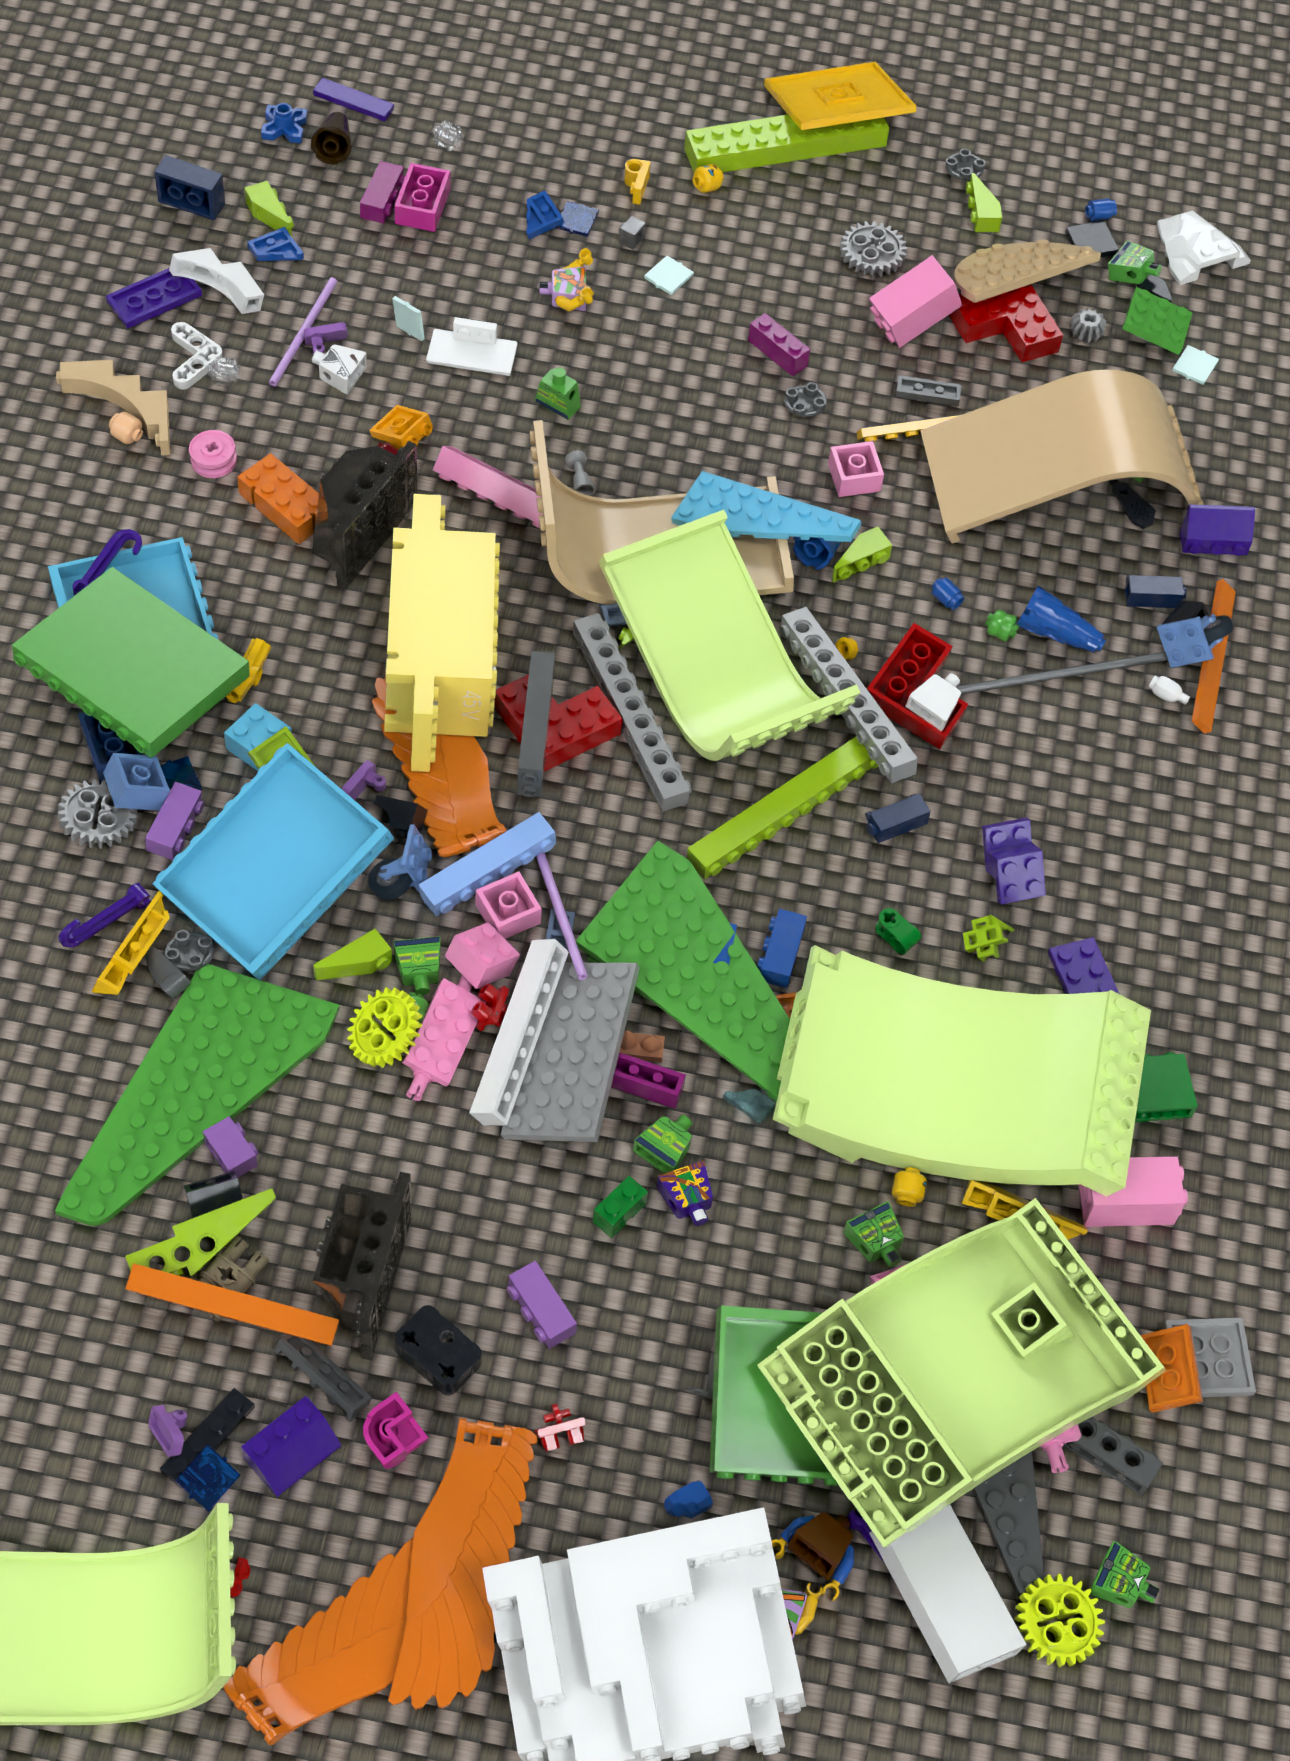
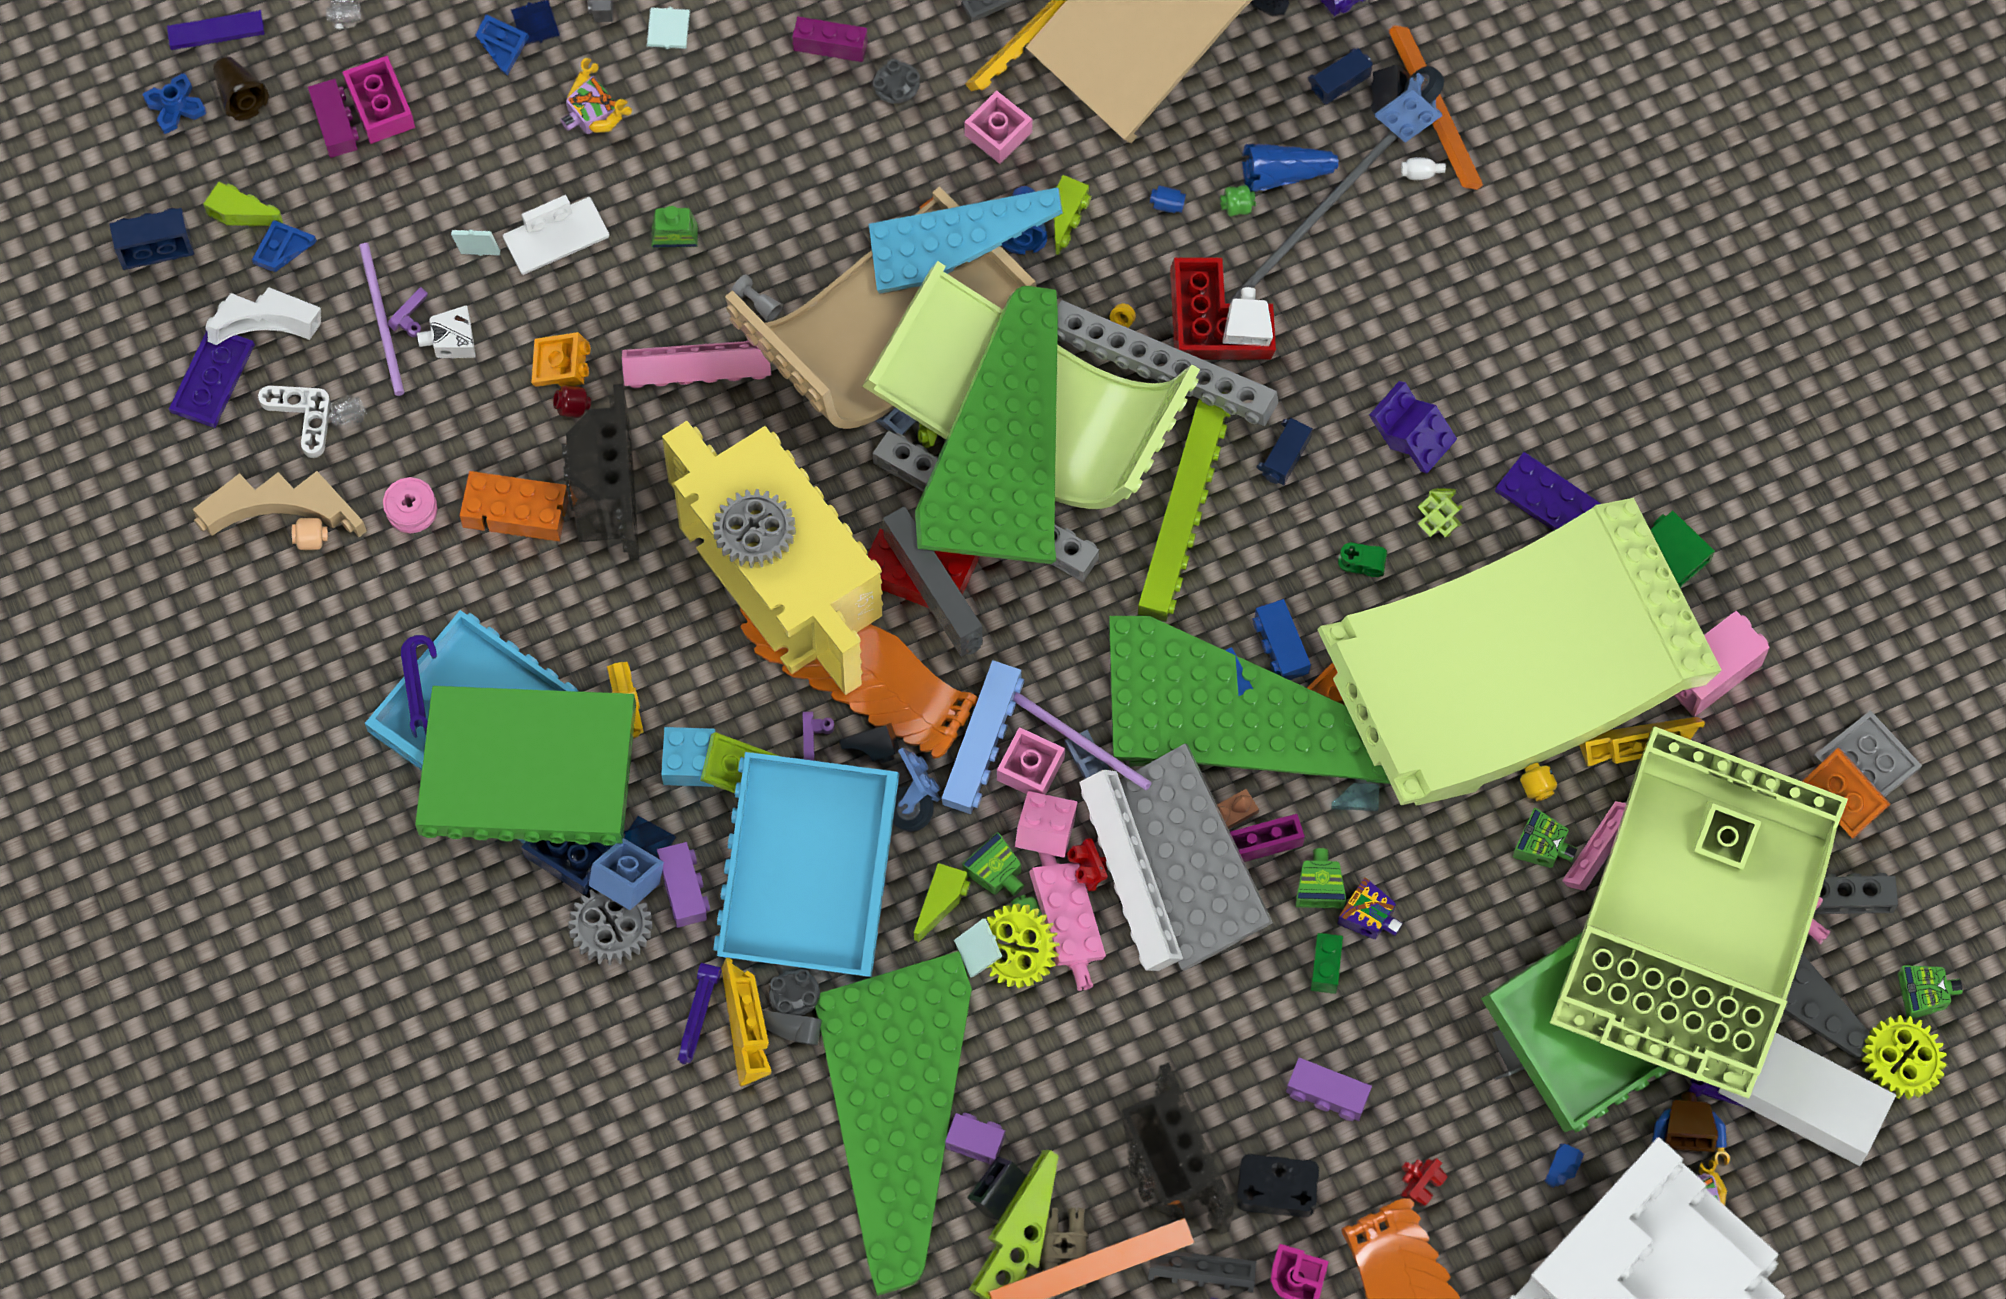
camera: 30 degrees left, 10 degrees up
(353, 1009) = (978, 948): none -> light aqua piece
(422, 589) = (754, 528): none -> light grey gear
(660, 675) = (998, 463): none -> bright green wing

